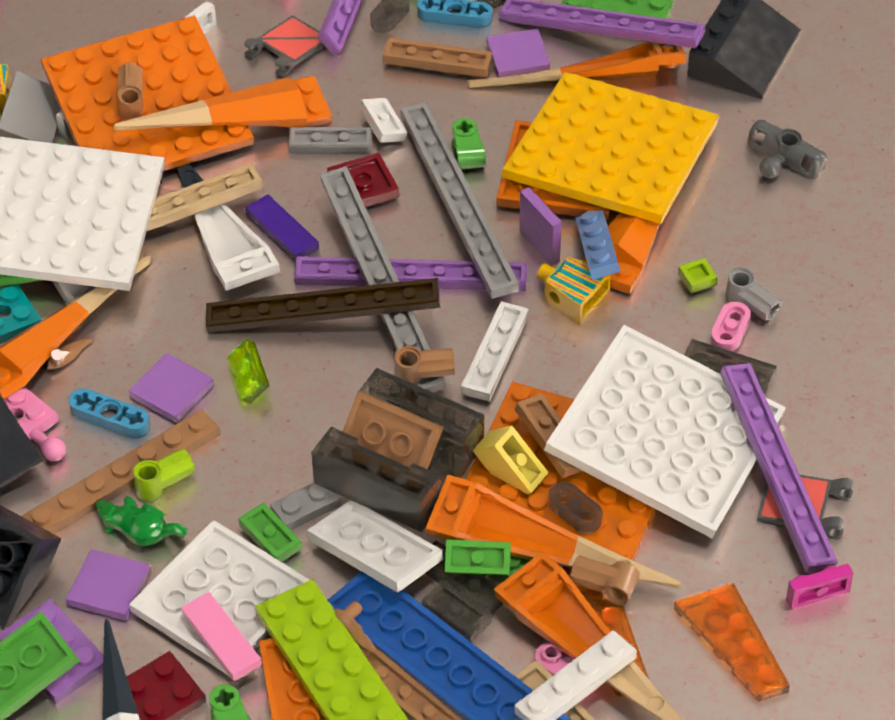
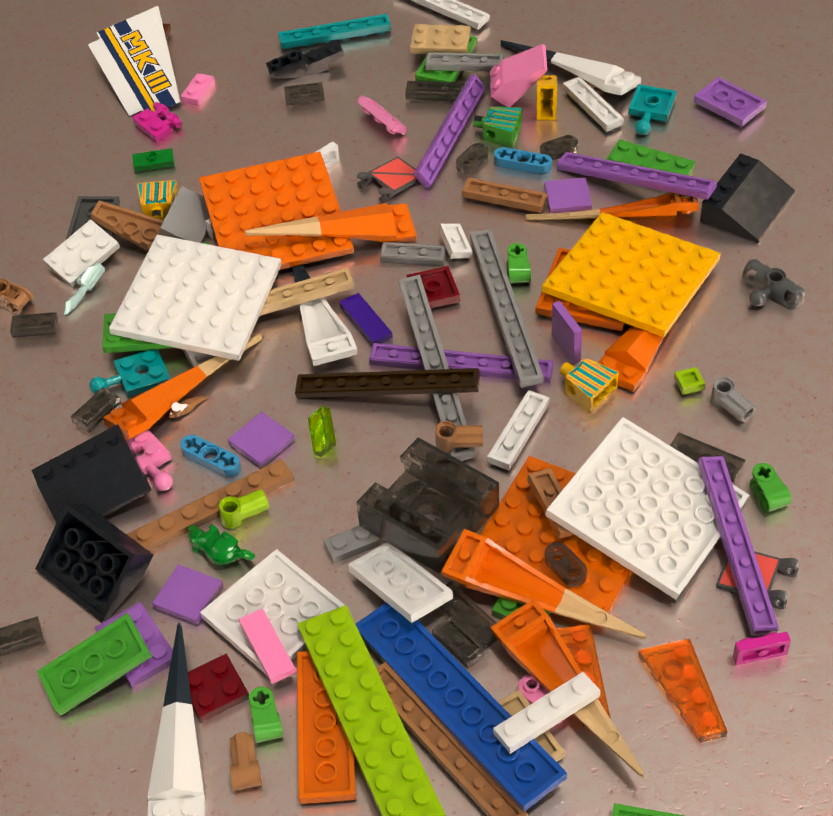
camera: 10 degrees right, 0 degrees up
(130, 91) = (261, 206): medium nougat piece -> none
(270, 532) = (319, 563): bright green plate -> none
(347, 618) = (374, 651): medium nougat bar -> none
(392, 430) = (423, 490): medium nougat plate -> none
(477, 557) = (480, 599): bright green plate -> none
(510, 459) = (518, 520): light yellow slope -> none
(597, 244) = (610, 350): medium blue plate -> none
(613, 580) = (589, 629): medium nougat piece -> none
(728, 332) = (708, 428): bright pink plate -> none
(808, 397) = (769, 488): none -> bright green piece

